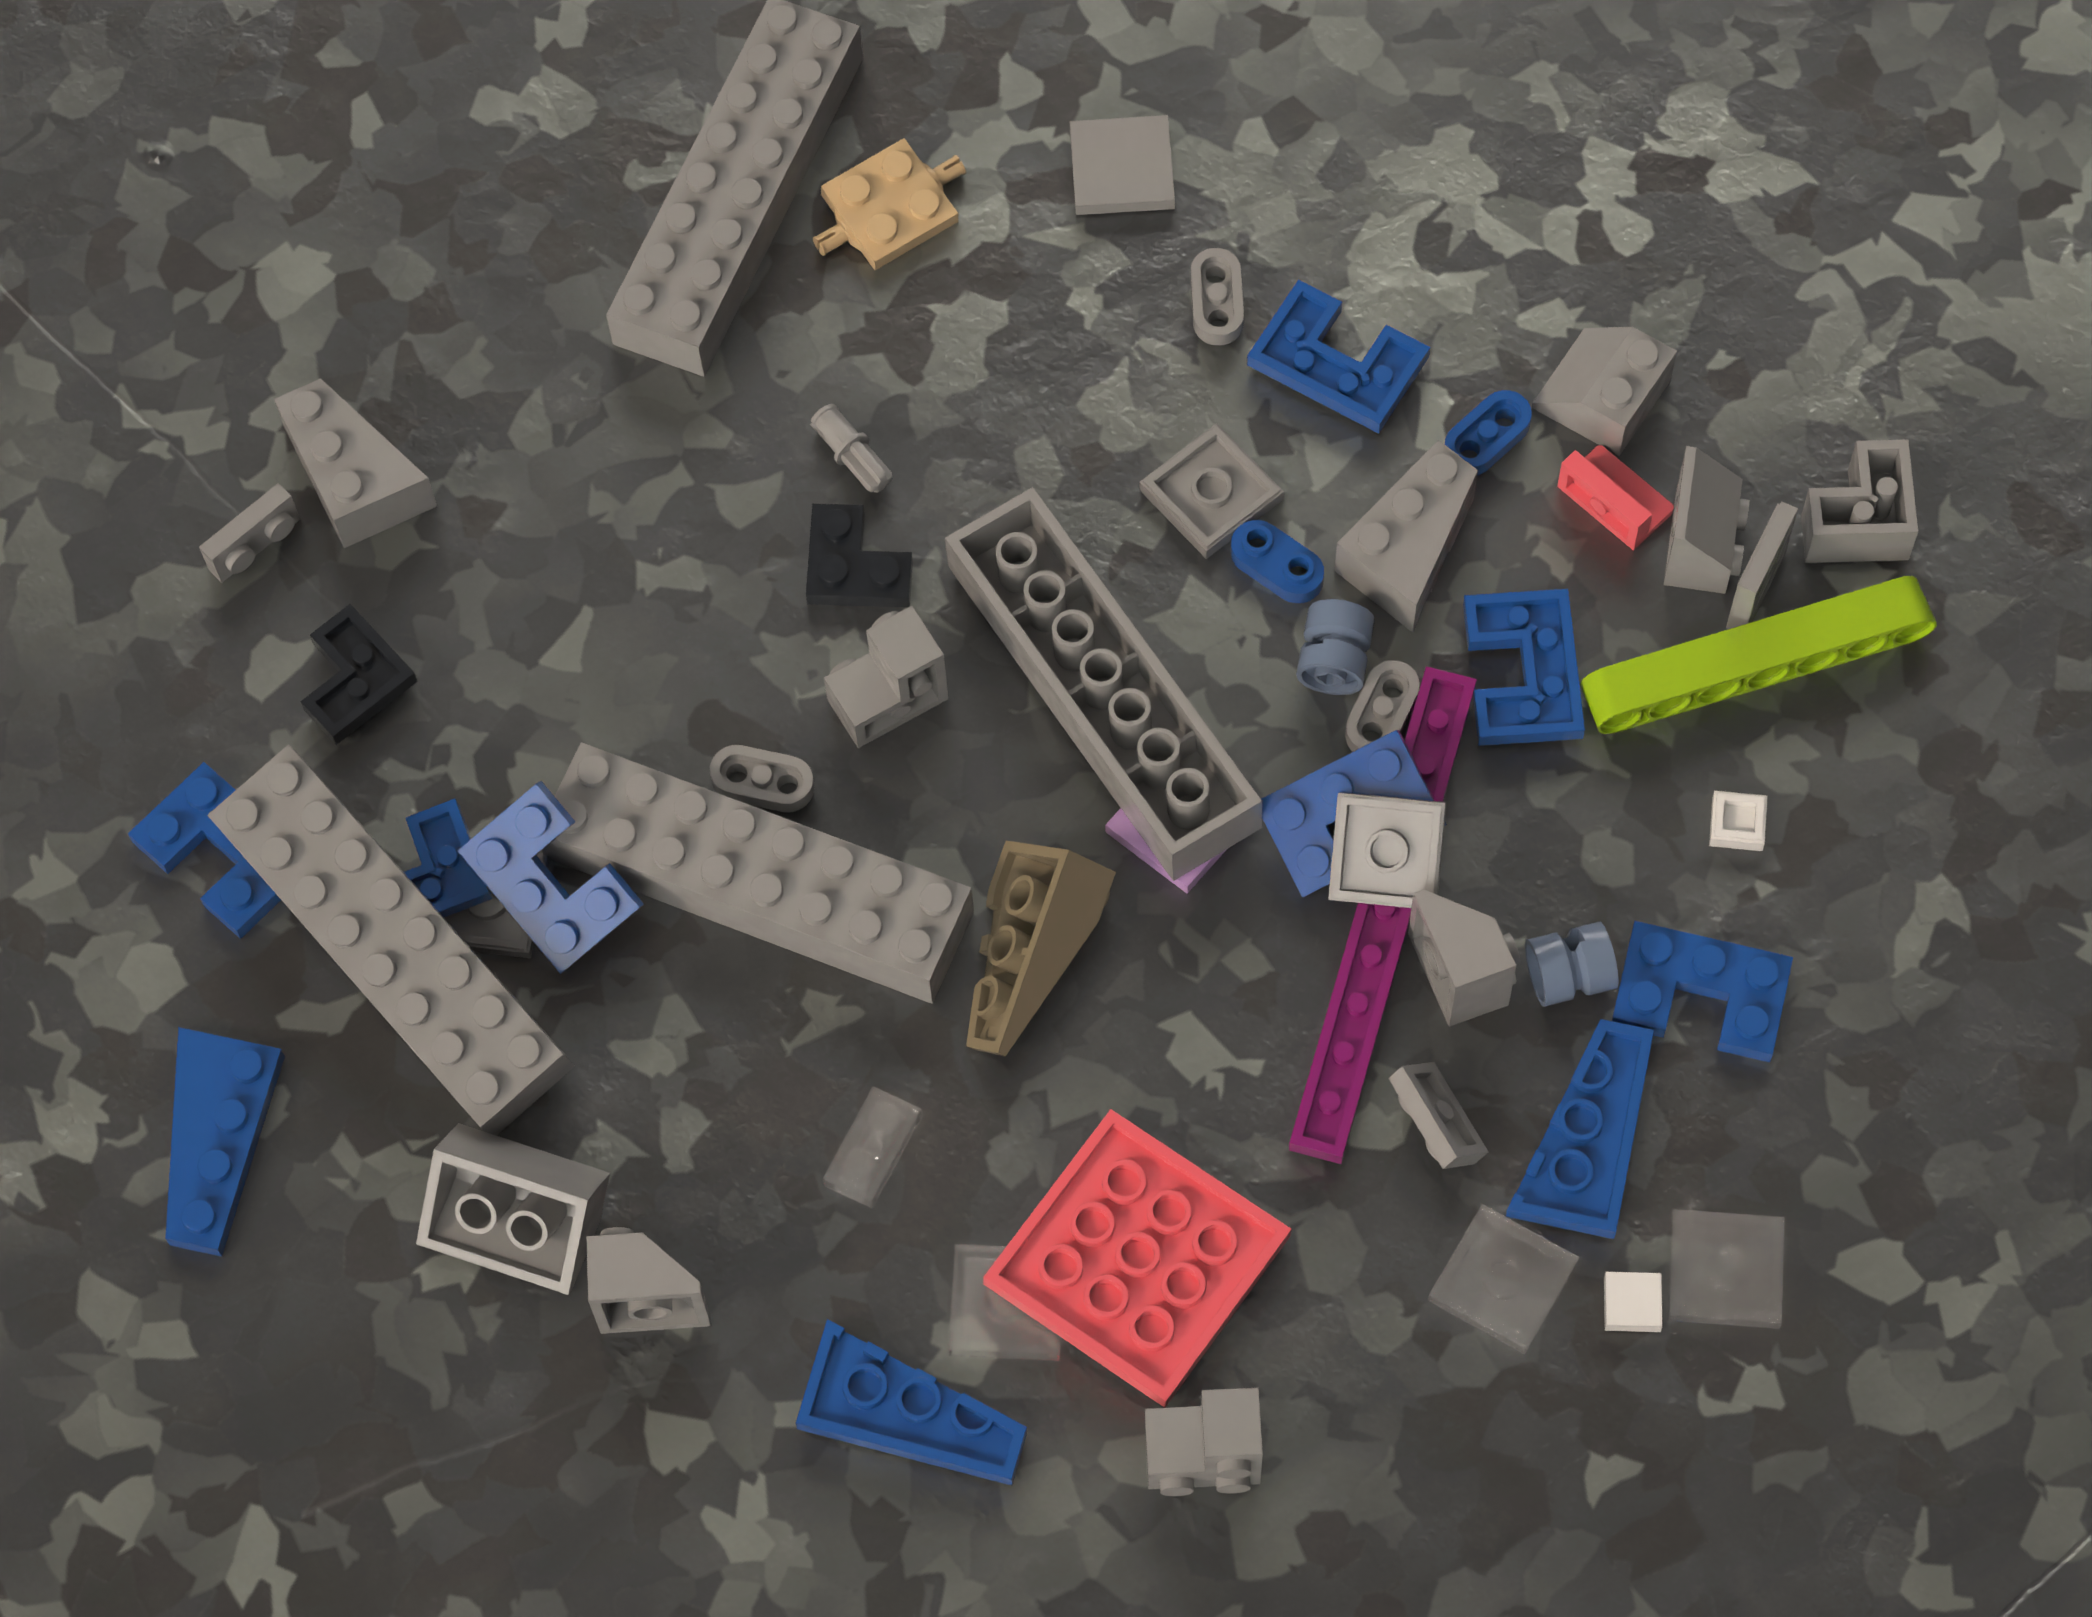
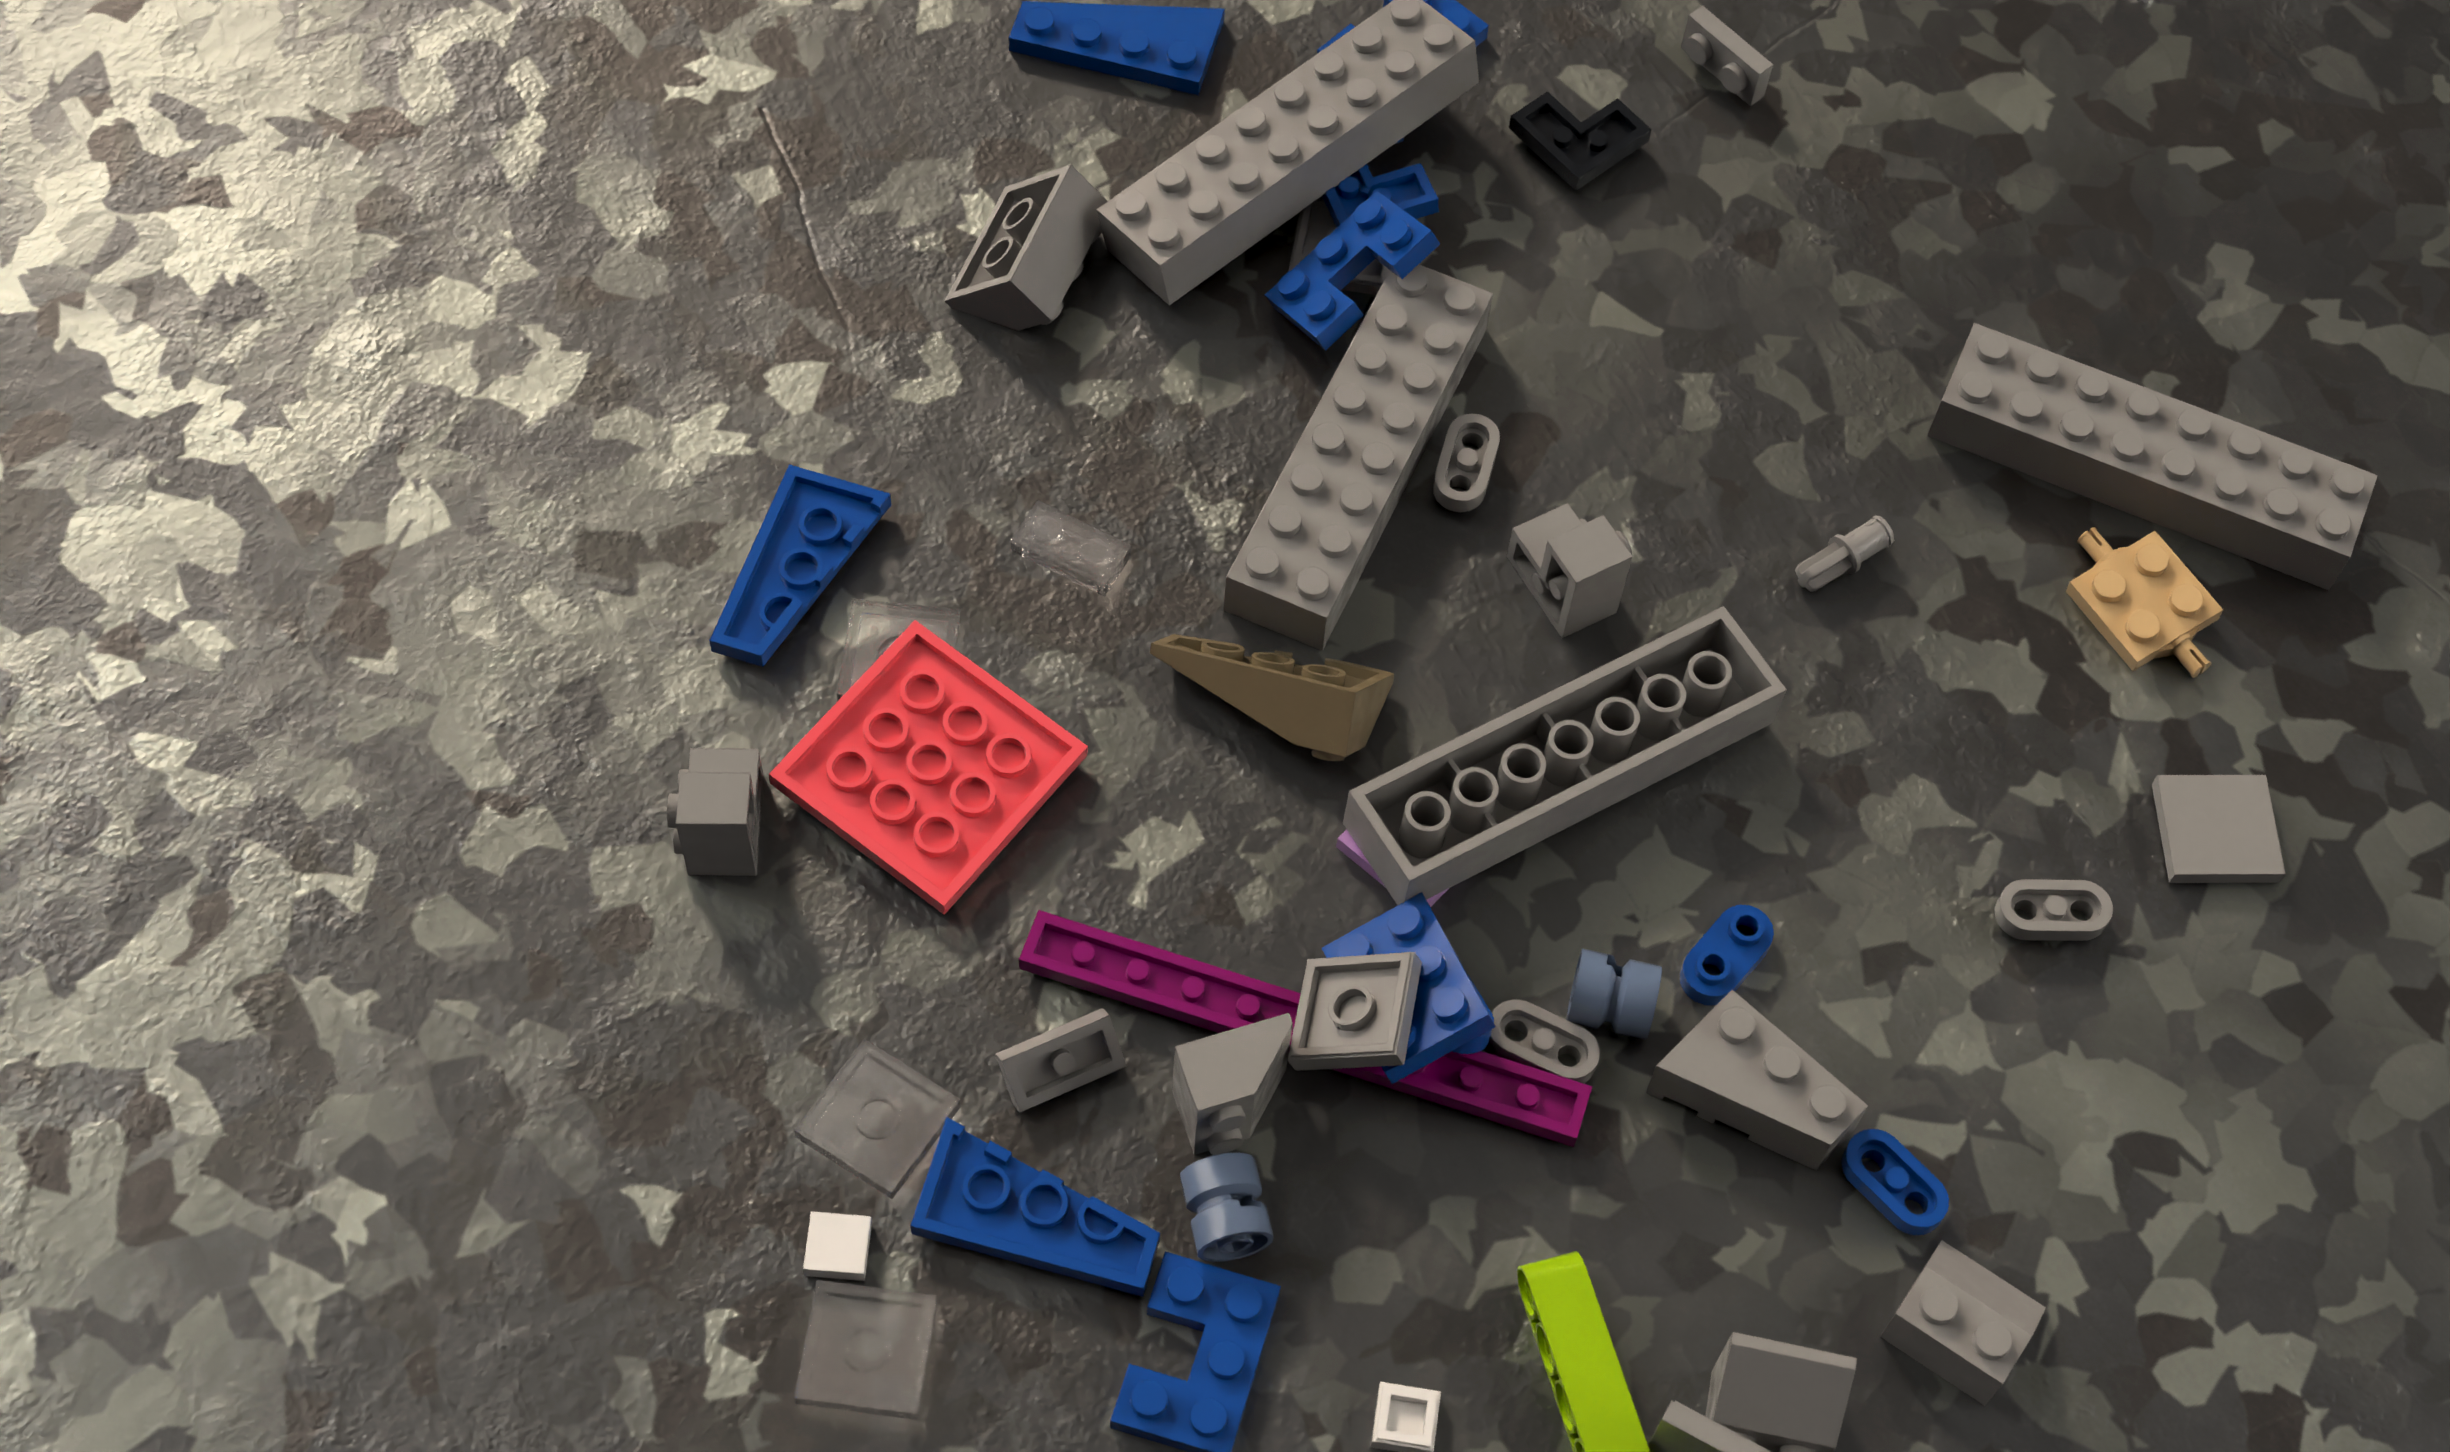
camera: 85 degrees right, 5 degrees down
(351, 465) = (1800, 125): light grey wedge -> none
(640, 1285) = (935, 332): light grey slope -> none
(843, 572) = (1706, 543): black plate -> none
(1211, 490) = (1813, 895): light grey tile -> none
(1295, 356) = (1943, 1048): blue plate -> none
(1551, 697) = (1639, 1221): blue plate -> none
(1614, 495) = (1831, 1310): coral panel -> none

